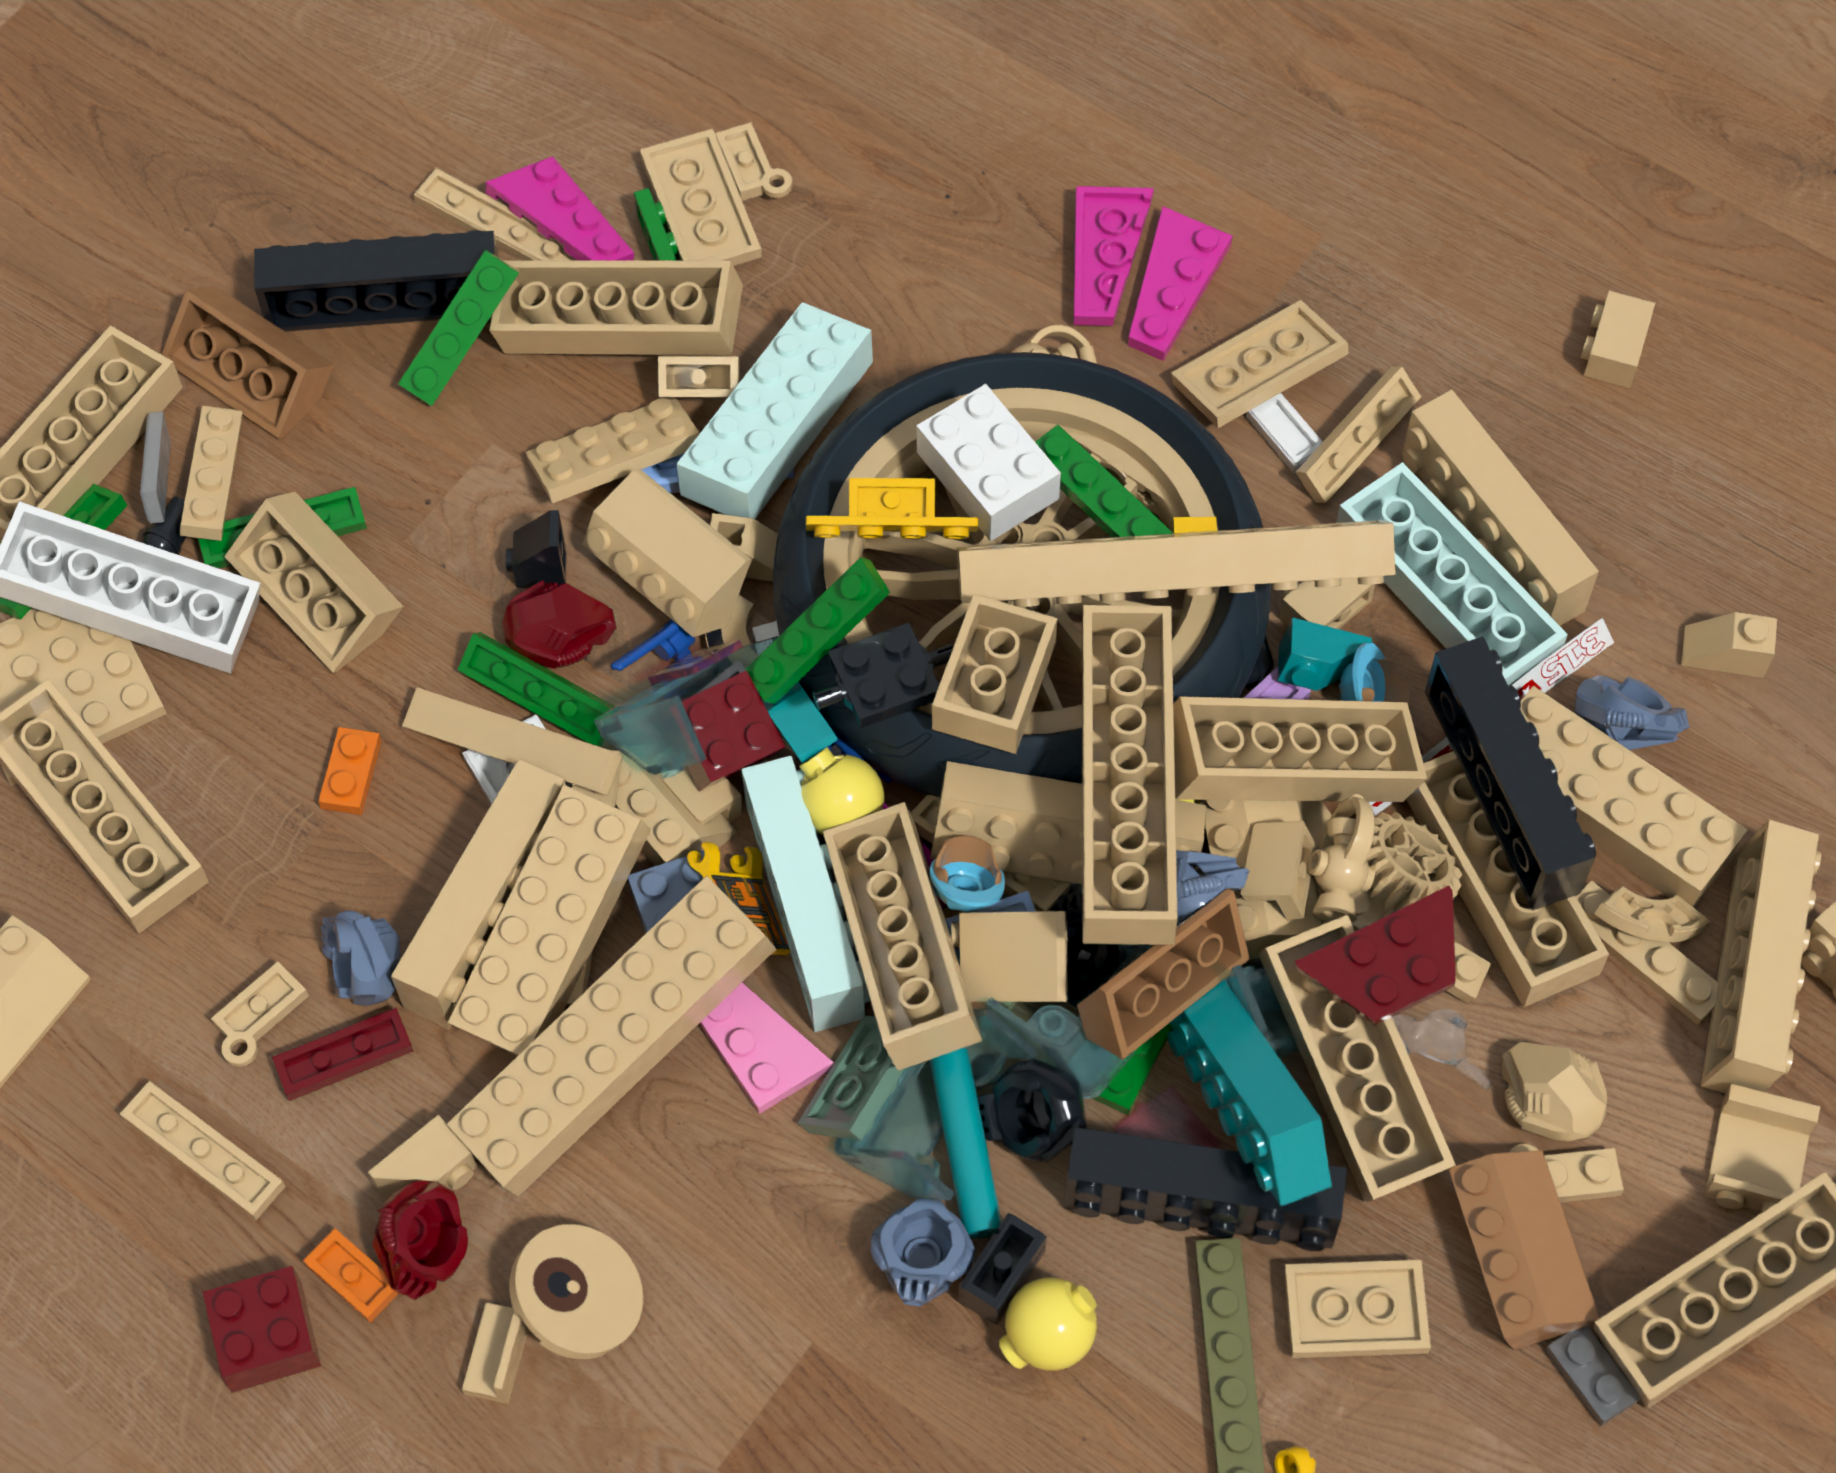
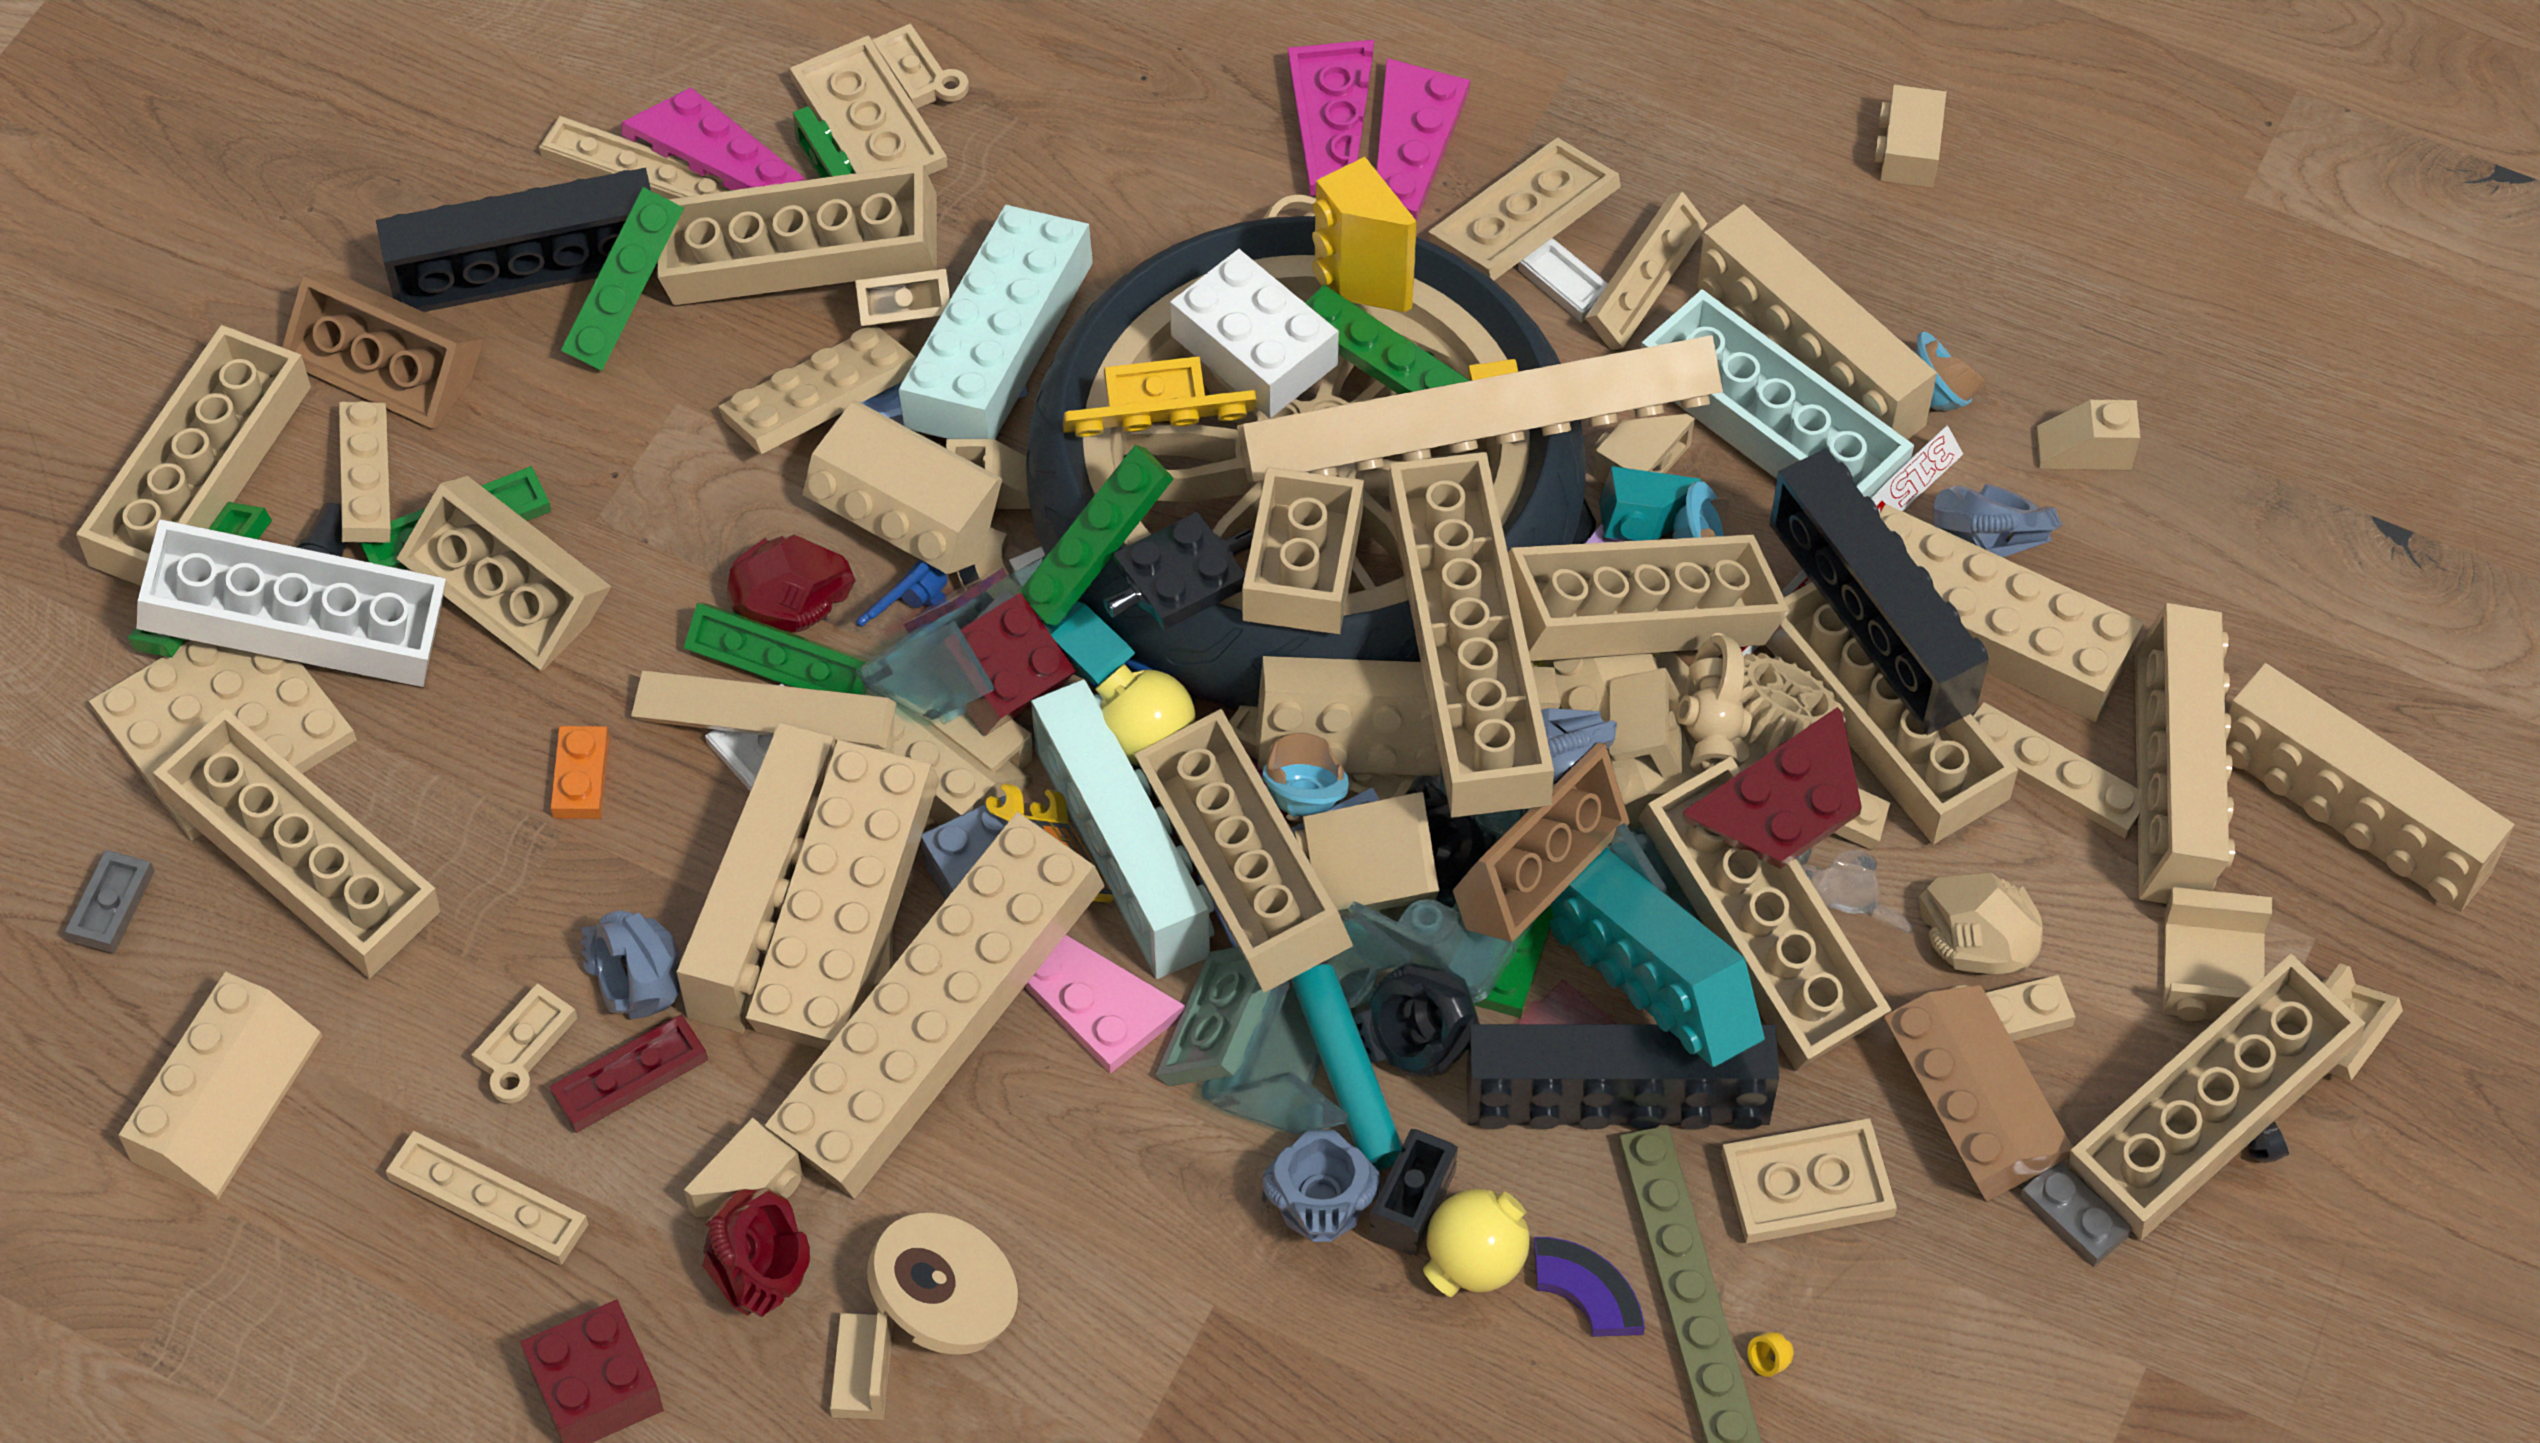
camera: 10 degrees left, 5 degrees down
(155, 467) = (299, 473): light grey tile -> none
(351, 1275) = (683, 1306): orange plate -> none
(538, 552) = (753, 507): black slope -> none
(1095, 390) = (1364, 238): none -> yellow slope
(1146, 1375) = (1590, 1284): none -> dark purple tile
(1615, 576) = (1955, 379): none -> piece
(1650, 918) = (2056, 731): tan tile -> none
(1778, 1338) = (2269, 1145): none -> black hinge

